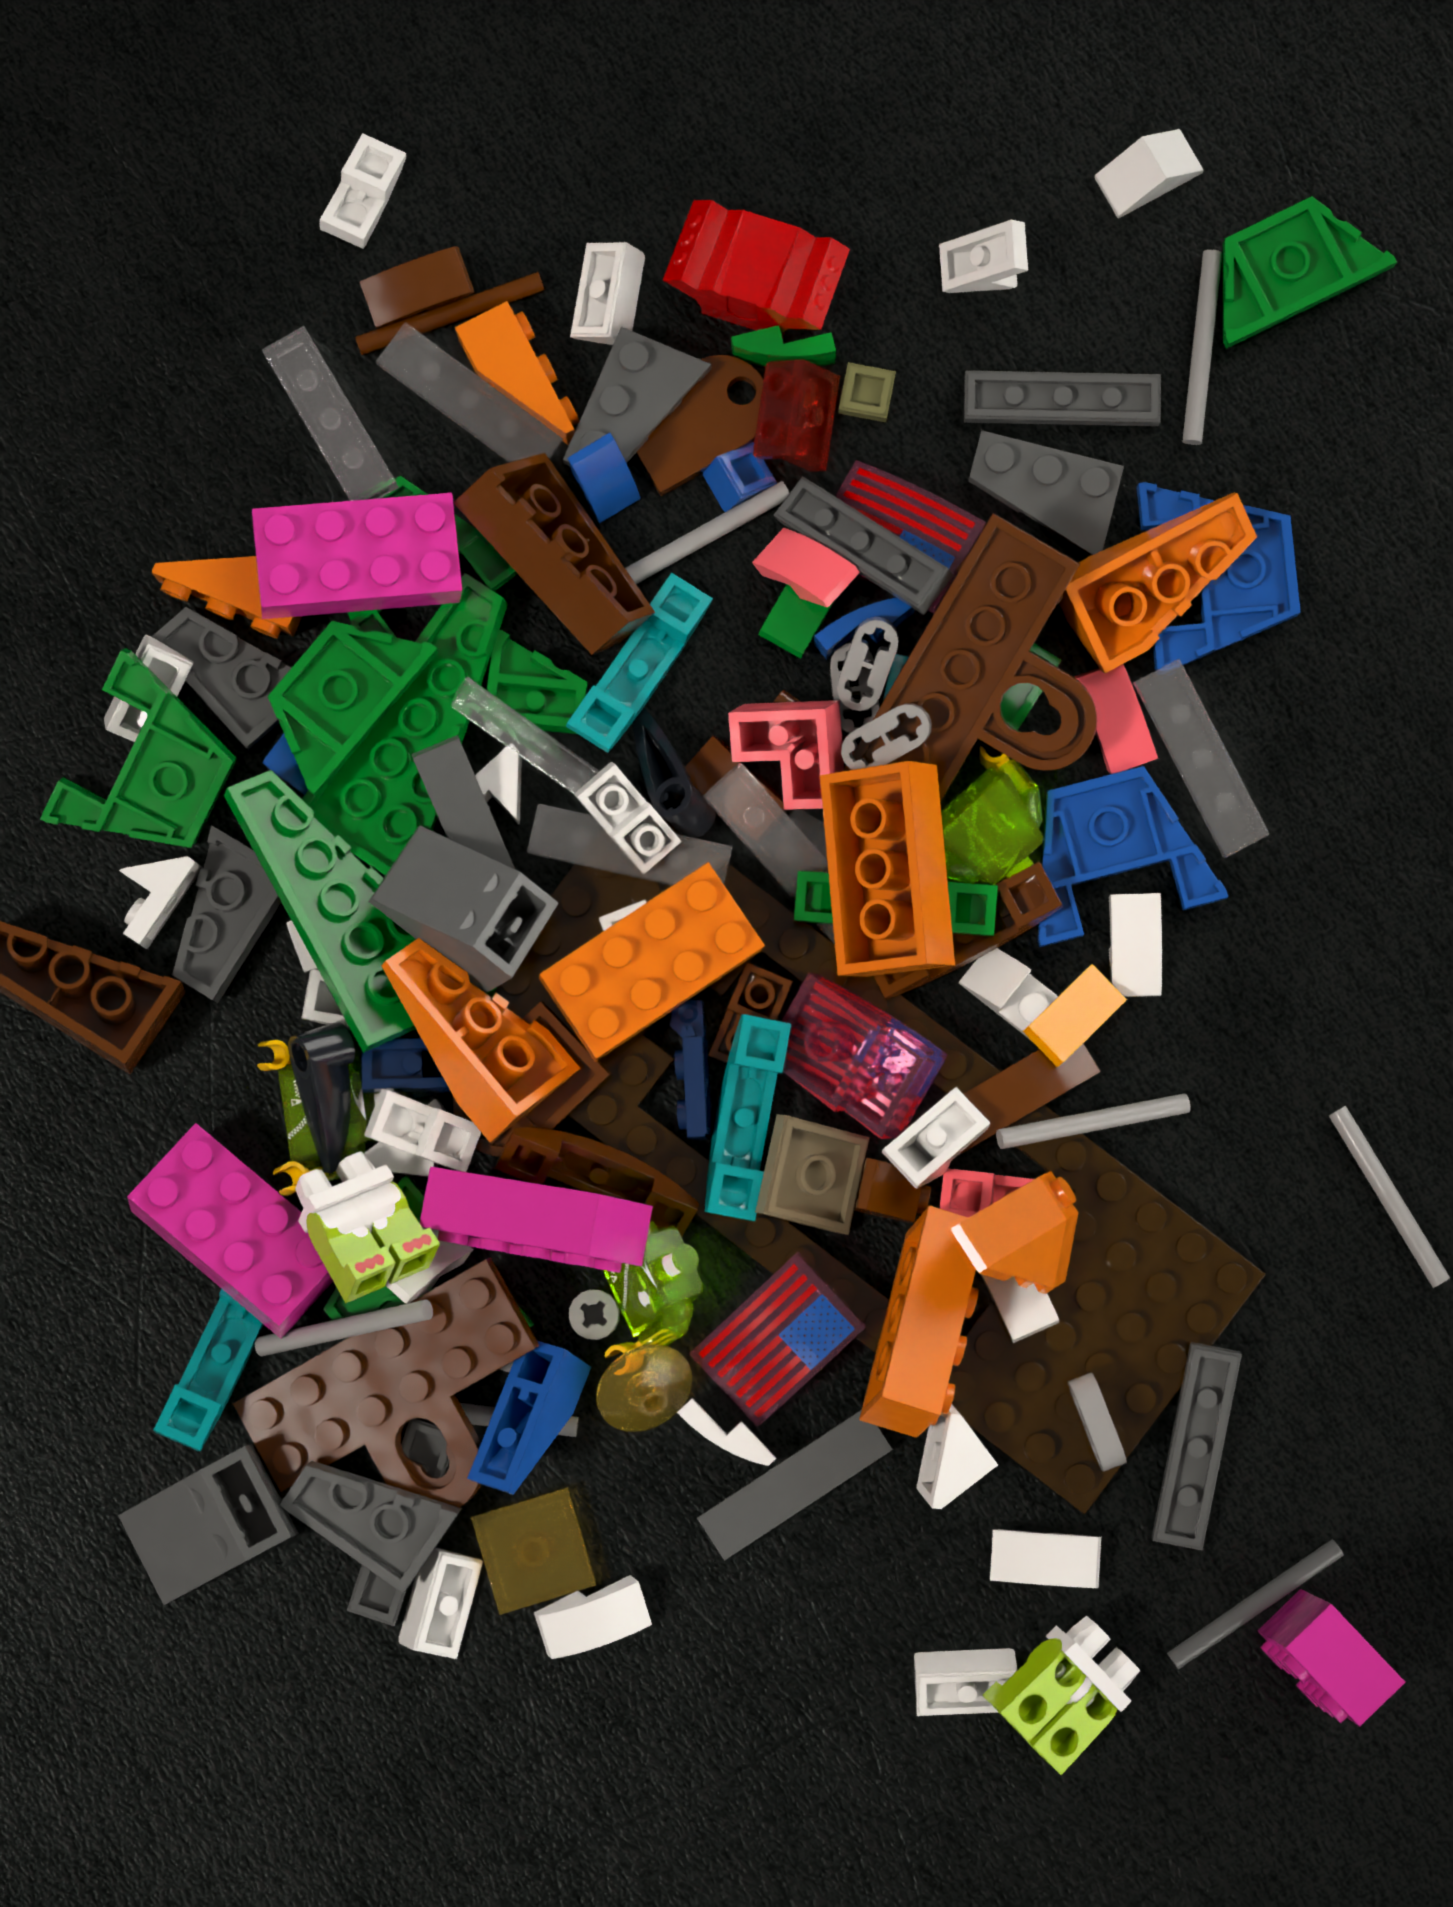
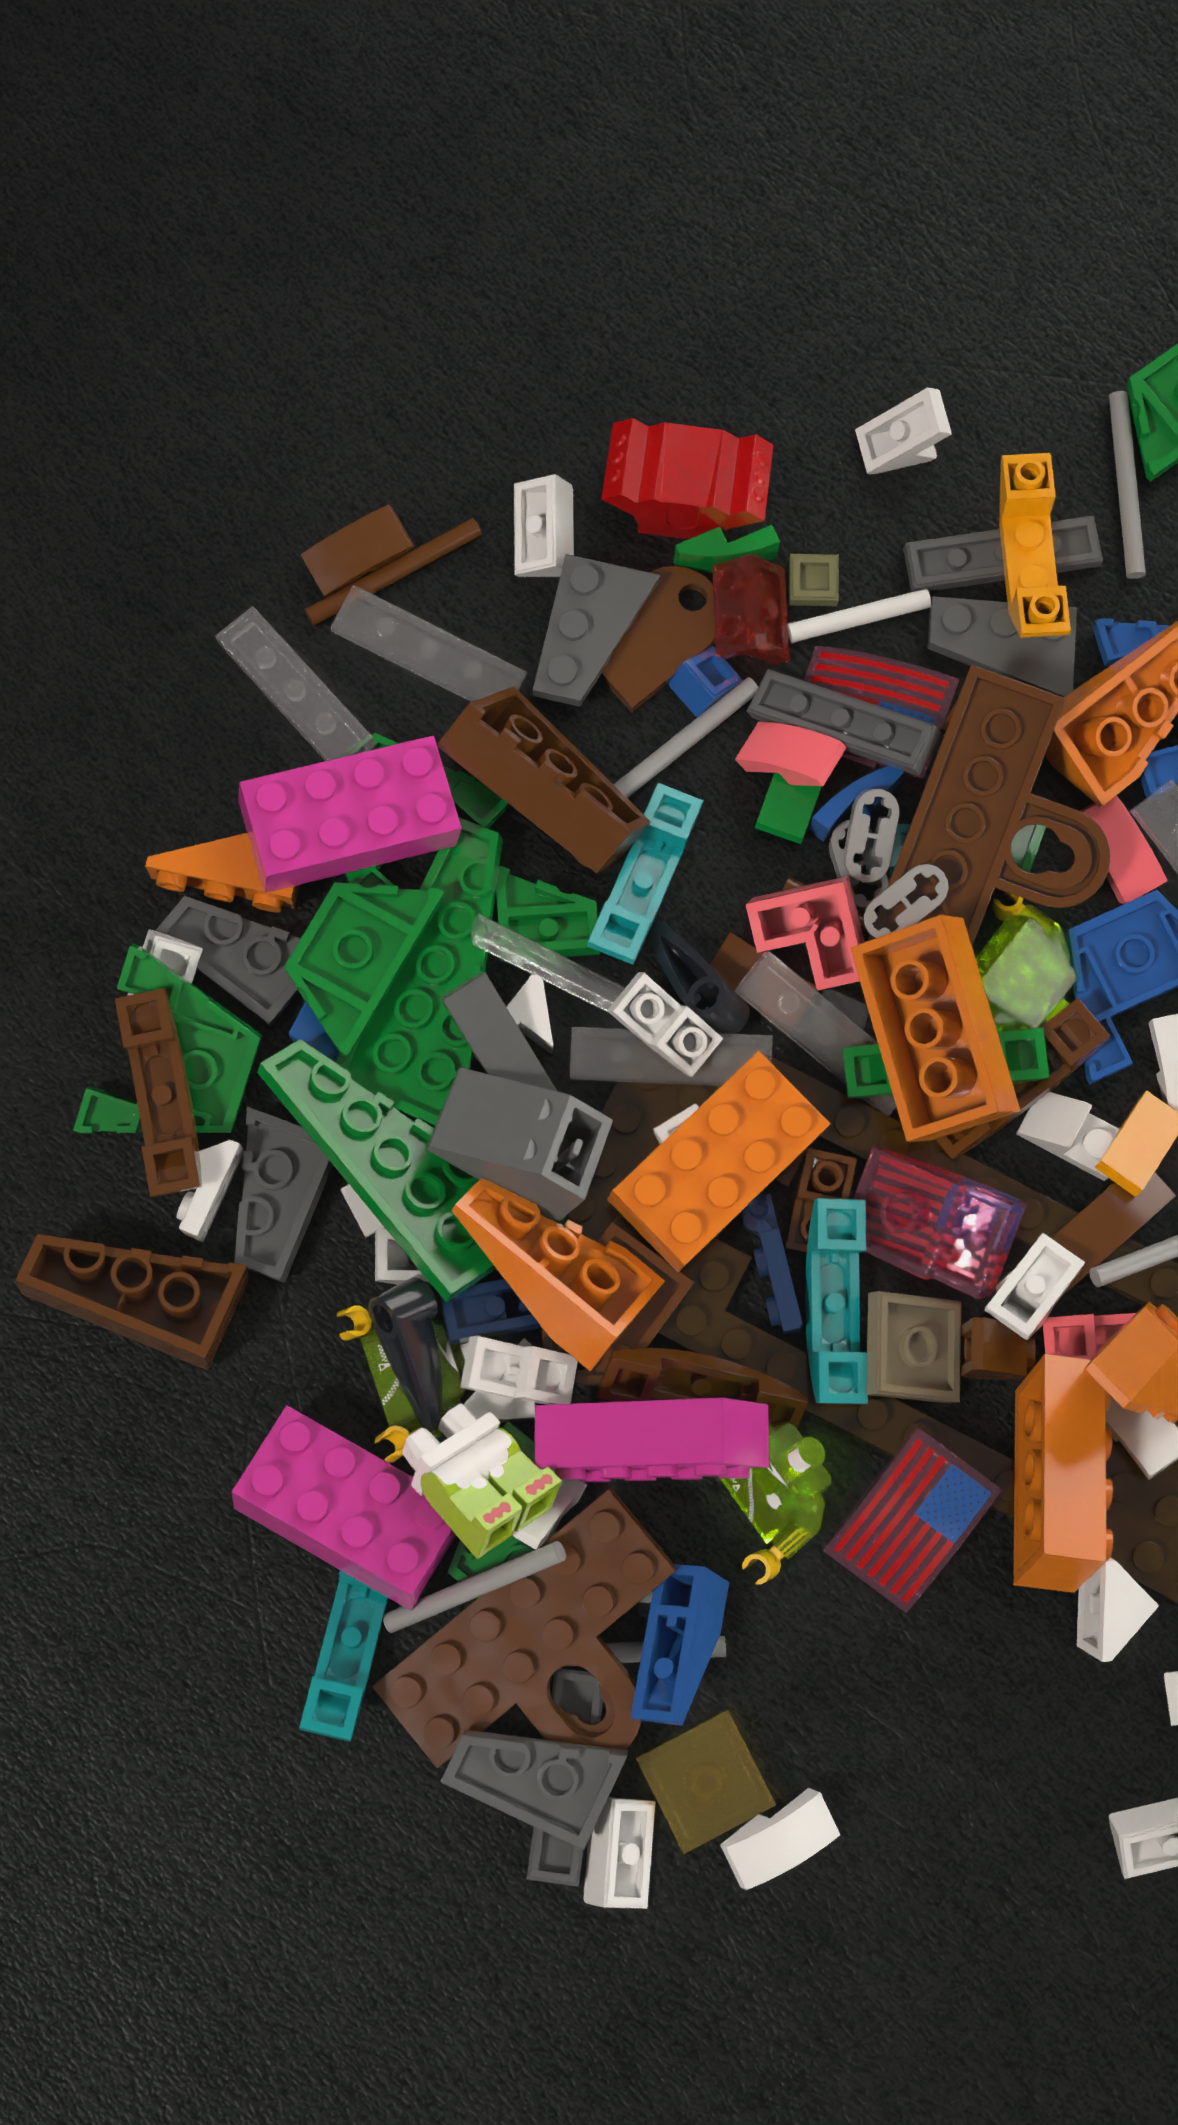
camera: 20 degrees left, 5 degrees down
(128, 799) = (161, 1092): none -> reddish brown slope
(208, 1523) = (368, 1816): dark grey slope -> none
(363, 191) = (287, 469): white slope -> none
(504, 358) = (452, 599): orange slope -> none
(604, 477) = (578, 699): blue slope -> none
(604, 1313) = (710, 1531): light grey wheel -> none
(644, 1388) = (787, 1593): clear yellow dish -> none
(738, 1441) = (891, 1629): white slope -> none
(793, 1484) = (954, 1664): dark grey tile -> none
(905, 436) = (859, 615): none -> white bar
(1085, 400) = (1032, 590): none -> light orange slope
(1147, 171) = (1040, 329): white slope -> none

